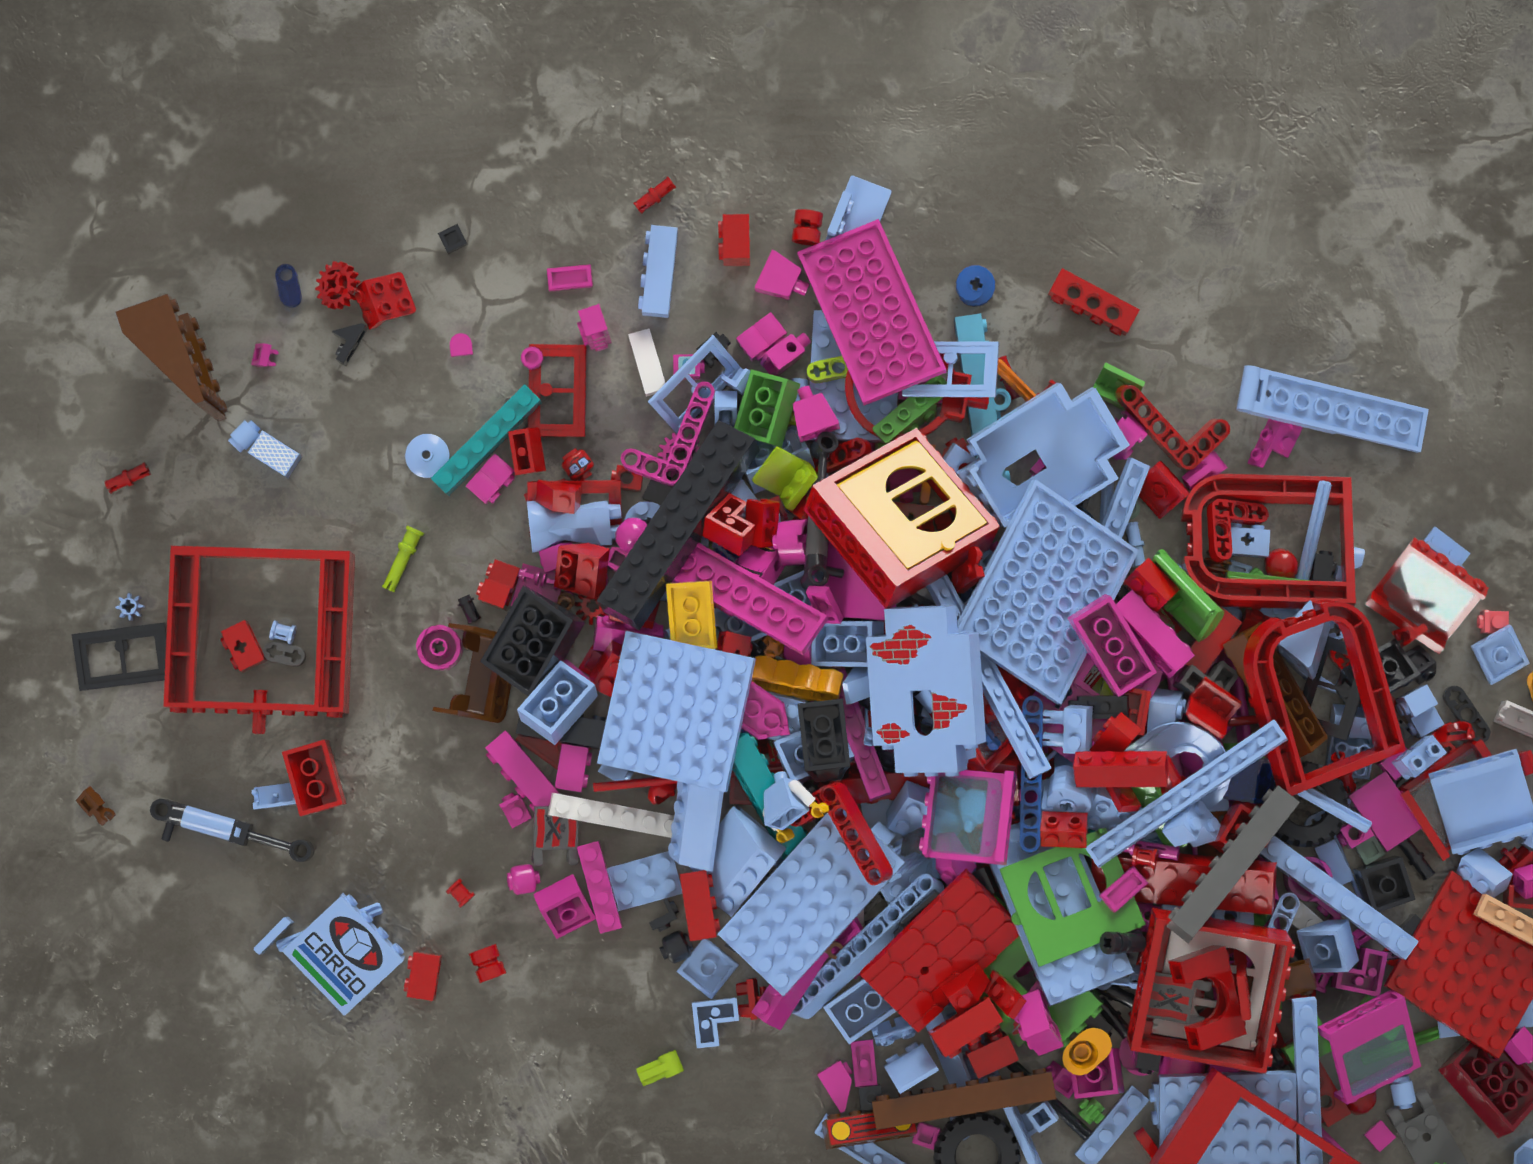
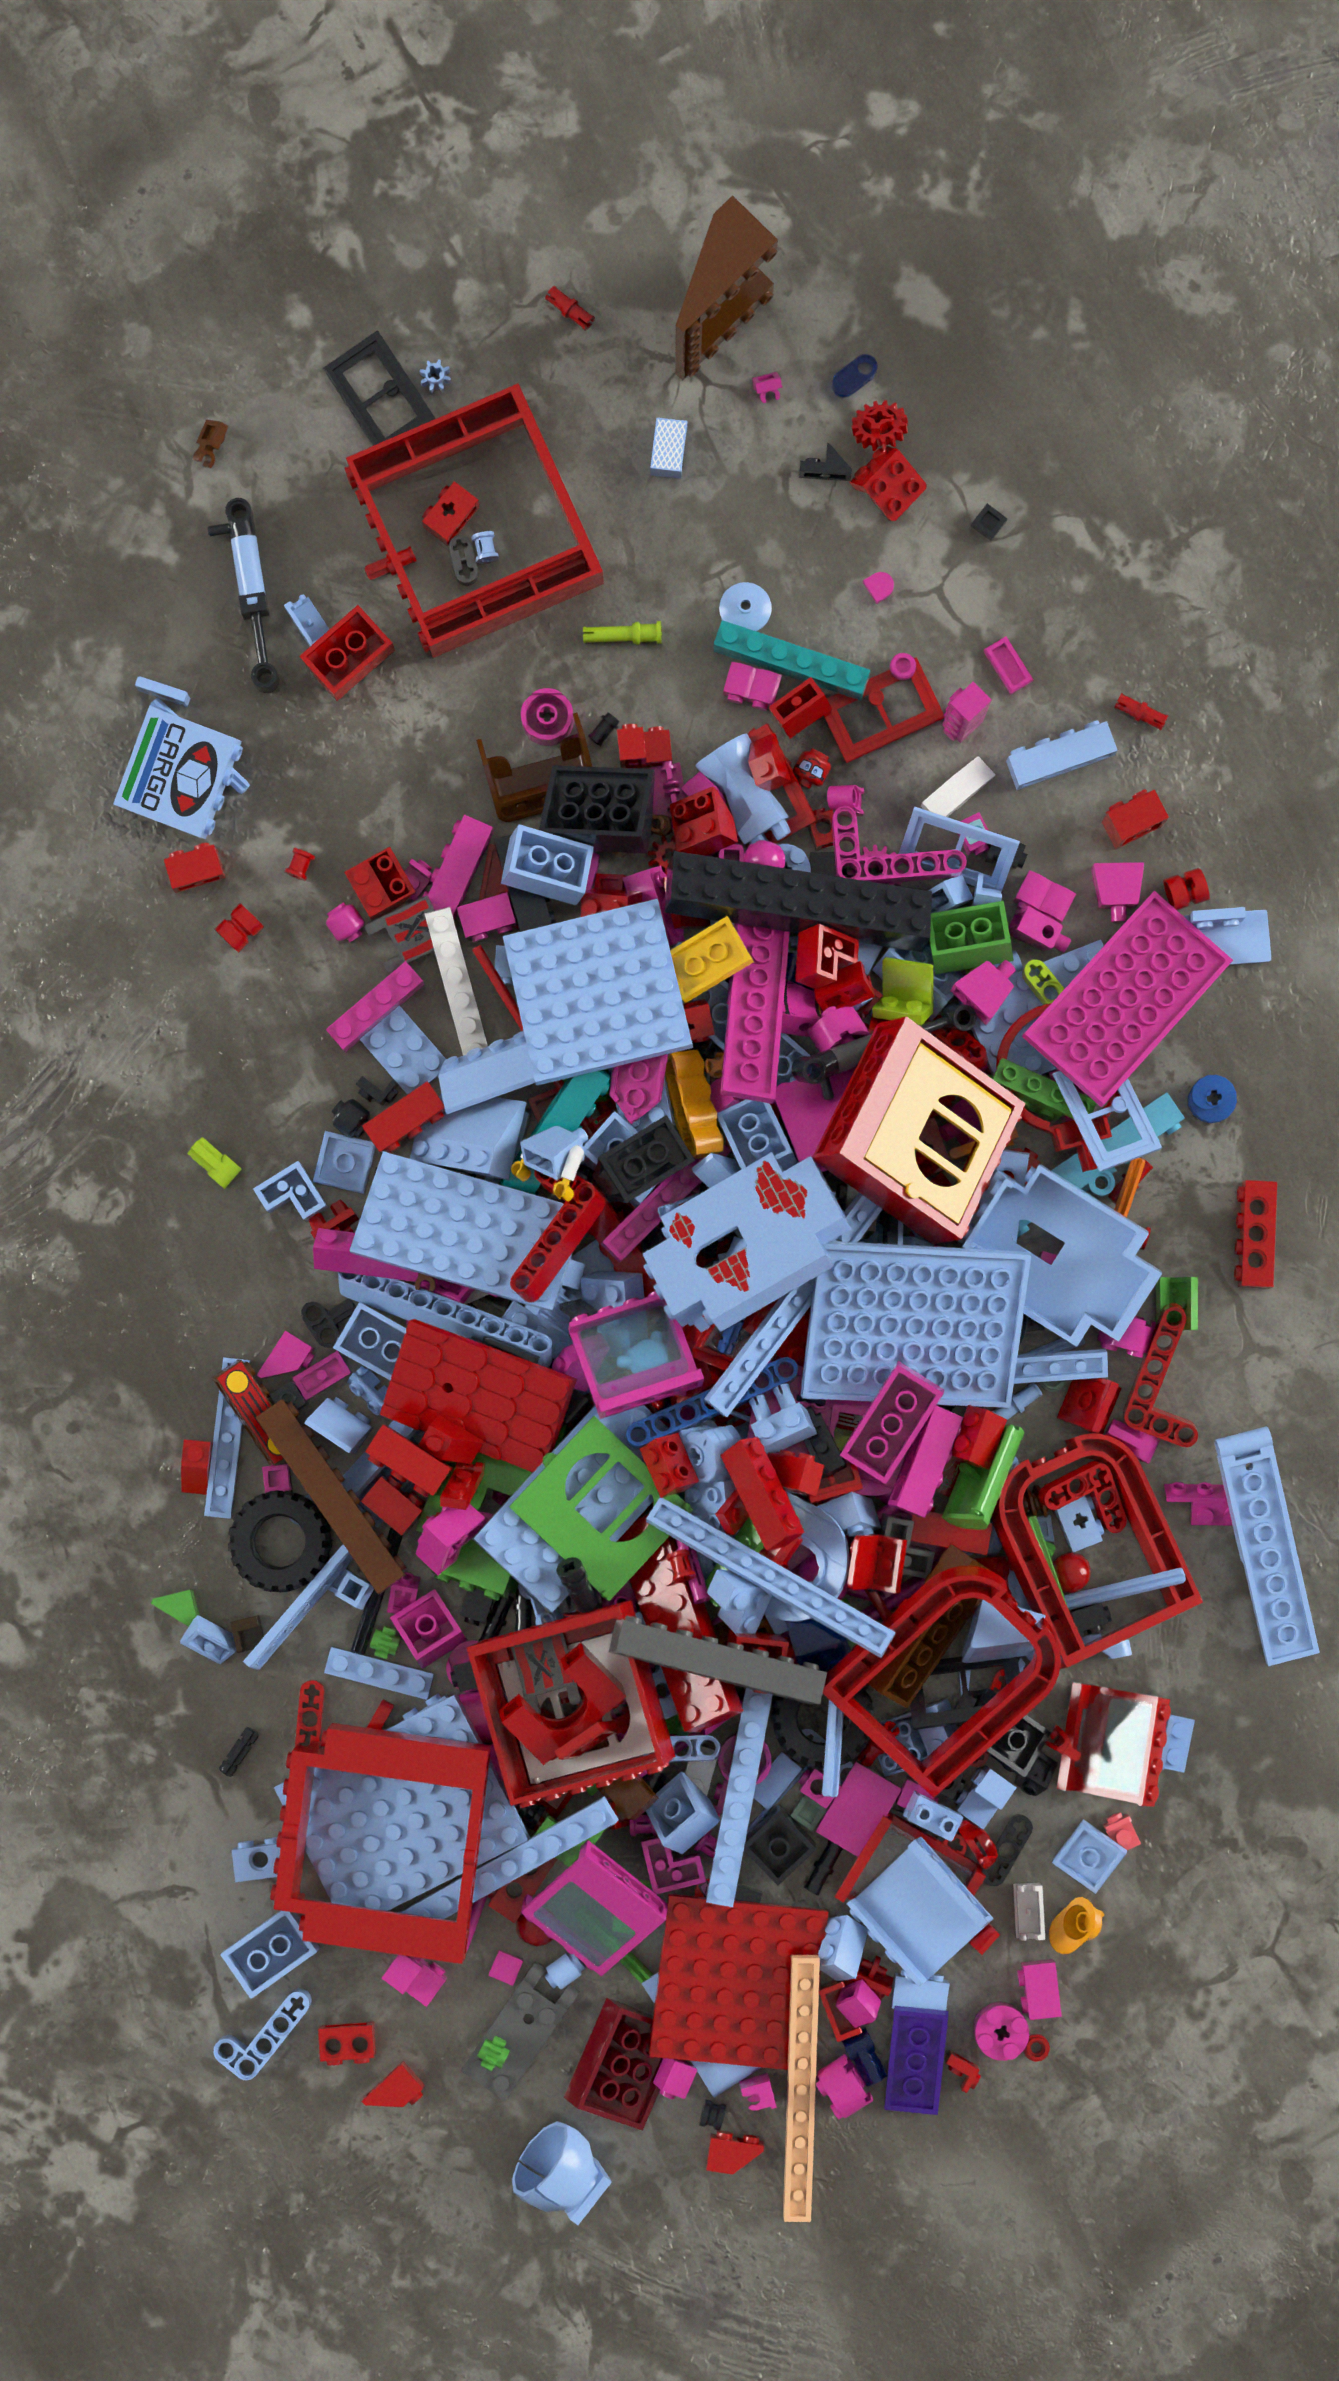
camera: 65 degrees right, 0 degrees up
(244, 435) = (673, 406): light blue brick -> none
(506, 837) = (380, 883): none -> red slope
(564, 906) = (337, 979): dark pink slope -> none
(613, 450) = (845, 796): none -> dark pink piece
(660, 793) = (504, 1022): red hair -> none
(824, 601) = (787, 1093): dark pink plate -> none
(824, 1037) = (328, 1319): none -> black beam
(969, 572) = (895, 1230): red hinge -> none
(1086, 1051) = (445, 1604): light orange piece -> none
(1123, 889) = (635, 1559): dark pink tile -> none

